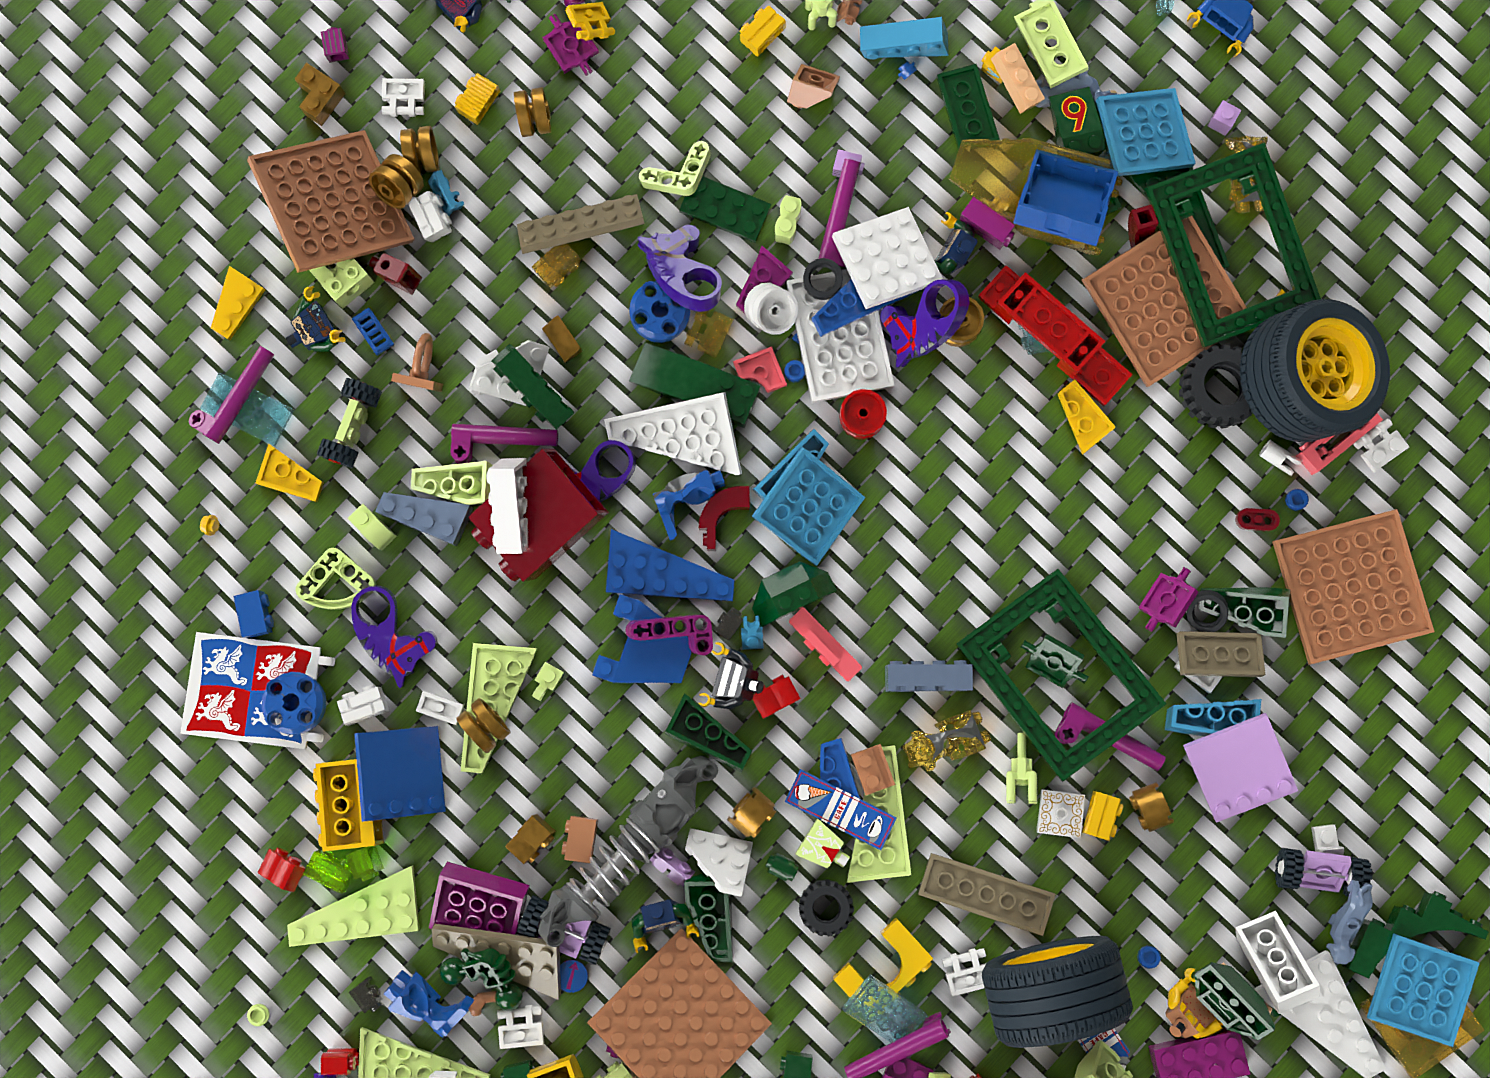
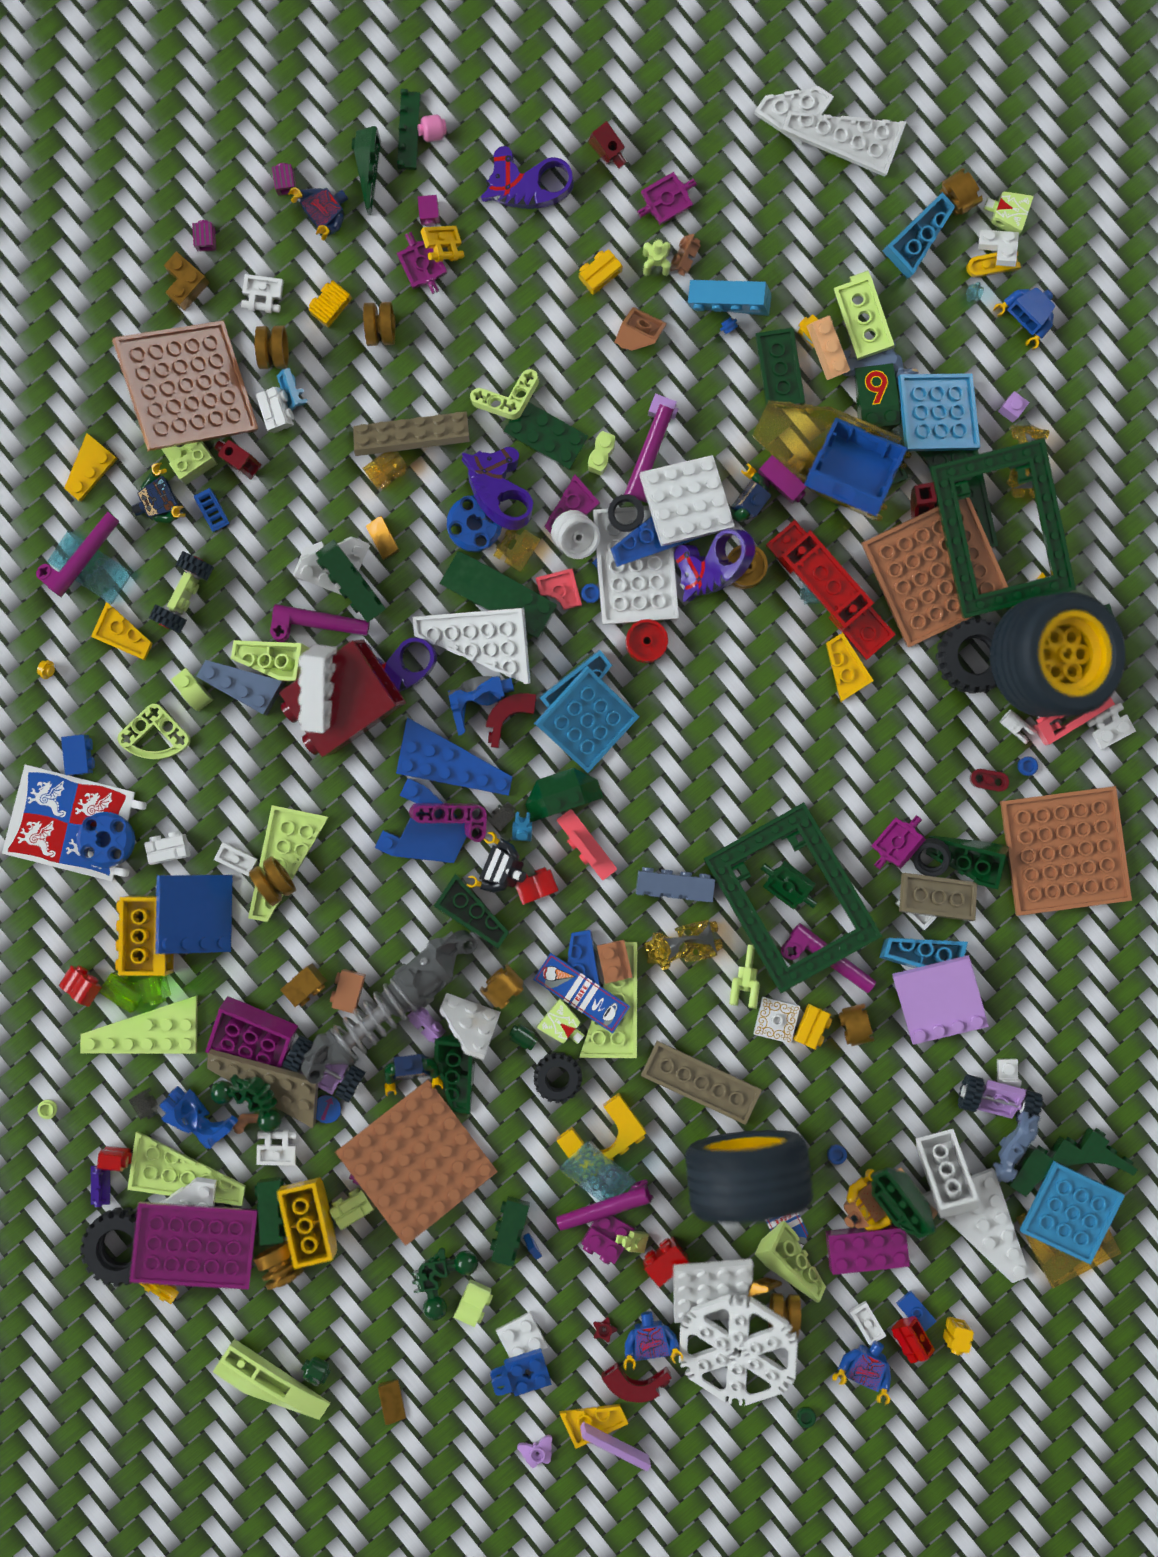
camera: 10 degrees right, 5 degrees up
(389, 650) = (191, 796): dark purple animal -> none
(396, 181) = (247, 374): pearl gold wheel -> none
(419, 373) = (248, 555): nougat tile -> none
(548, 679) = (335, 845): yellowish green plate -> none
(966, 979) = (672, 1154): white plate -> none

